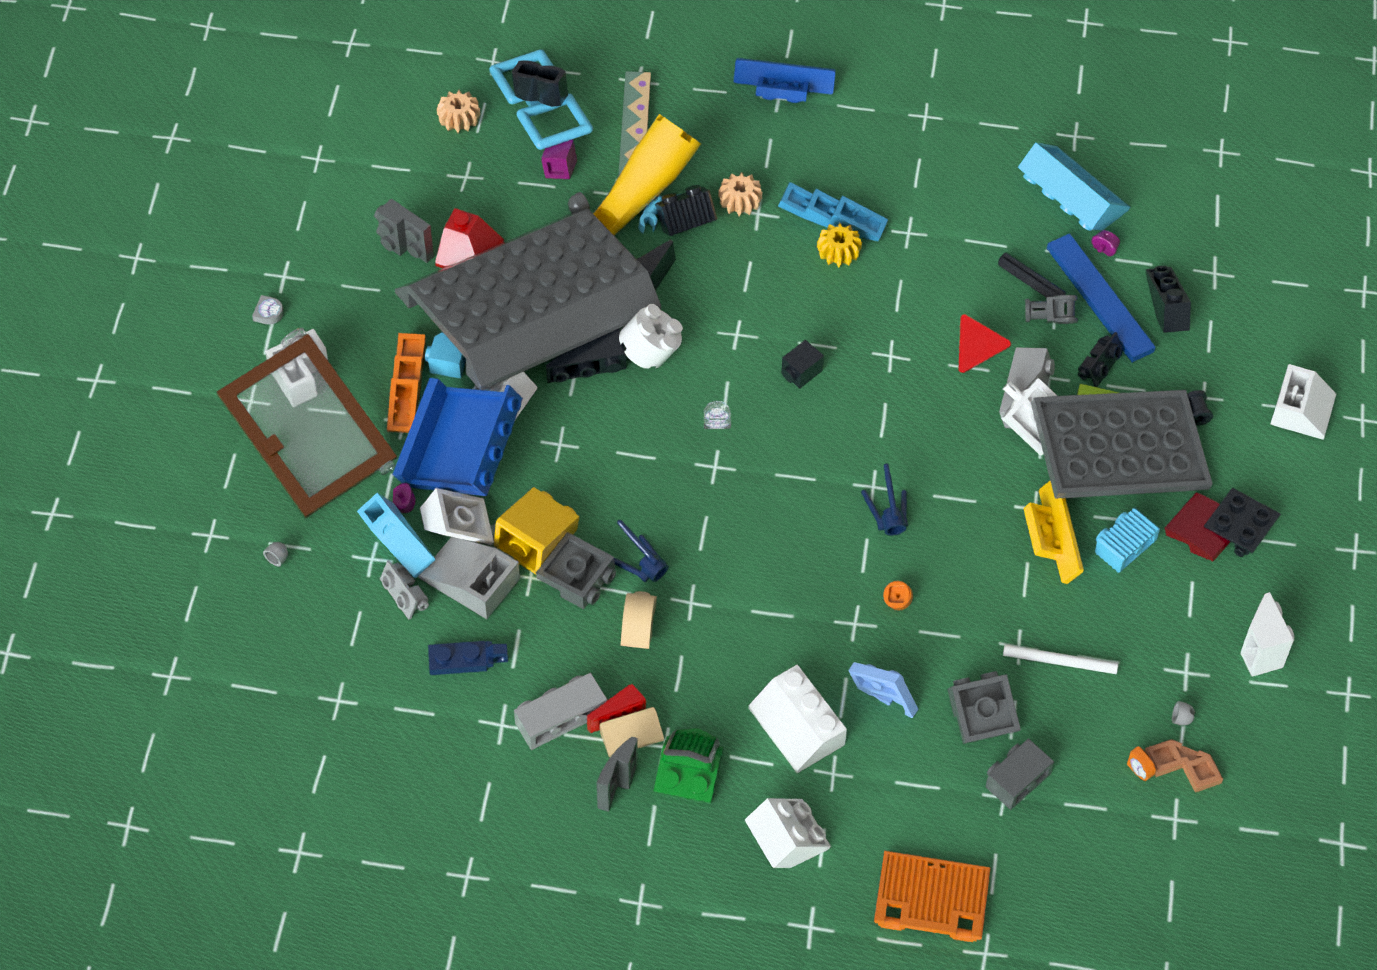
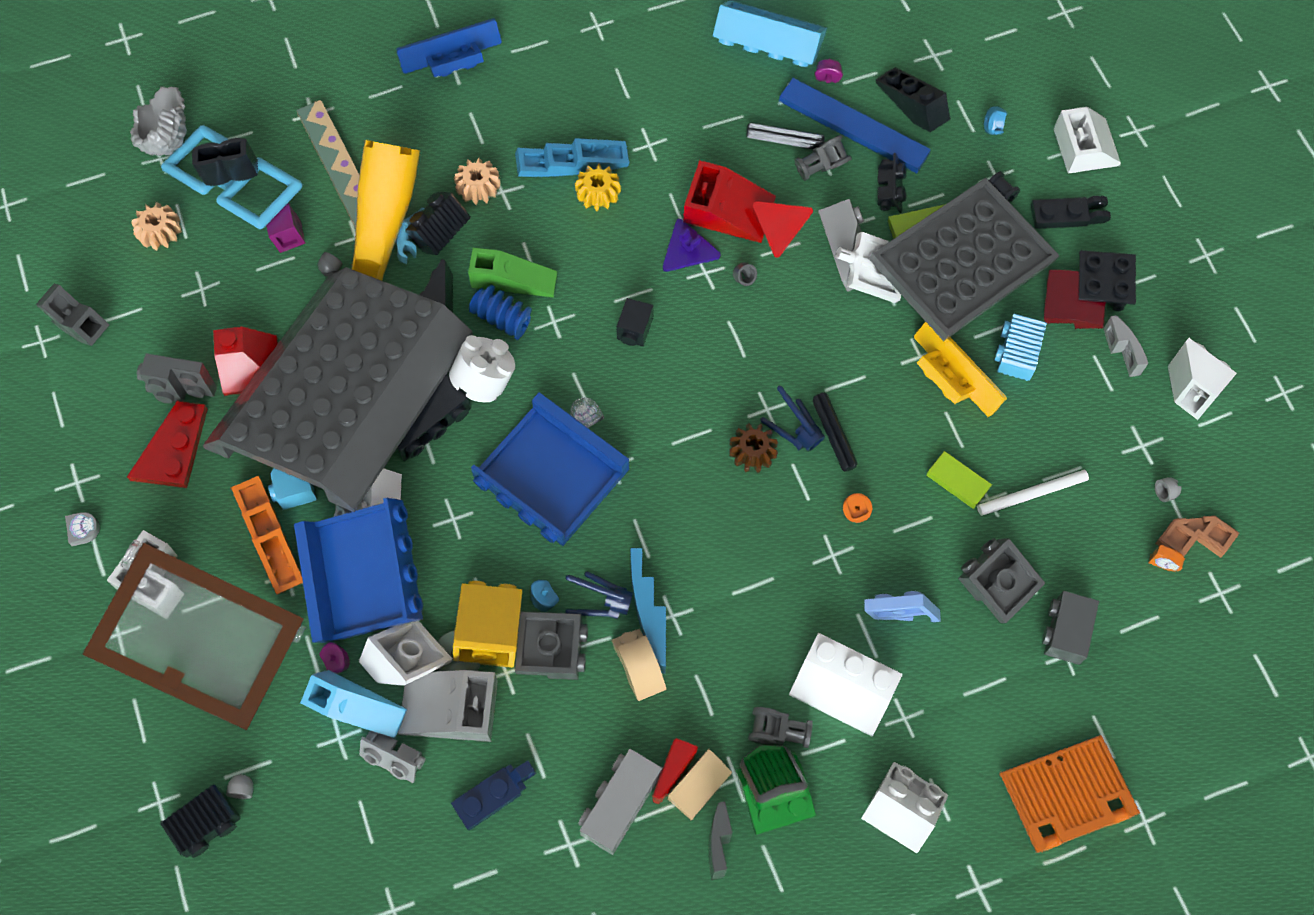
camera: 30 degrees left, 10 degrees up
(233, 560) = (200, 822): none -> black brick
(351, 149) = (71, 316): none -> dark grey brick
(371, 286) = (173, 447): none -> red wing
(507, 34) = (161, 124): none -> light grey piece
(595, 533) = (543, 595): none -> dark azure piece
(661, 445) = (551, 470): none -> blue panel
(672, 587) = (650, 617): none -> dark azure slope
(695, 303) = (501, 311): none -> blue piece
(719, 276) = (510, 273): none -> bright green slope
(721, 723) = (779, 728): none -> dark grey connector
(839, 507) = (763, 445): none -> reddish brown gear
(887, 329) = (687, 248): none -> dark purple piece
(918, 529) = (834, 432): none -> black axle
(927, 371) = (748, 271): none -> dark grey hinge
(937, 302) = (725, 202): none -> red slope
(1001, 618) = (959, 480): none -> lime tile
(1222, 581) = (1123, 340): none -> light grey slope
(1231, 350) = (995, 120): none -> dark azure piece
(1249, 456) = (1069, 212): none -> black hinge

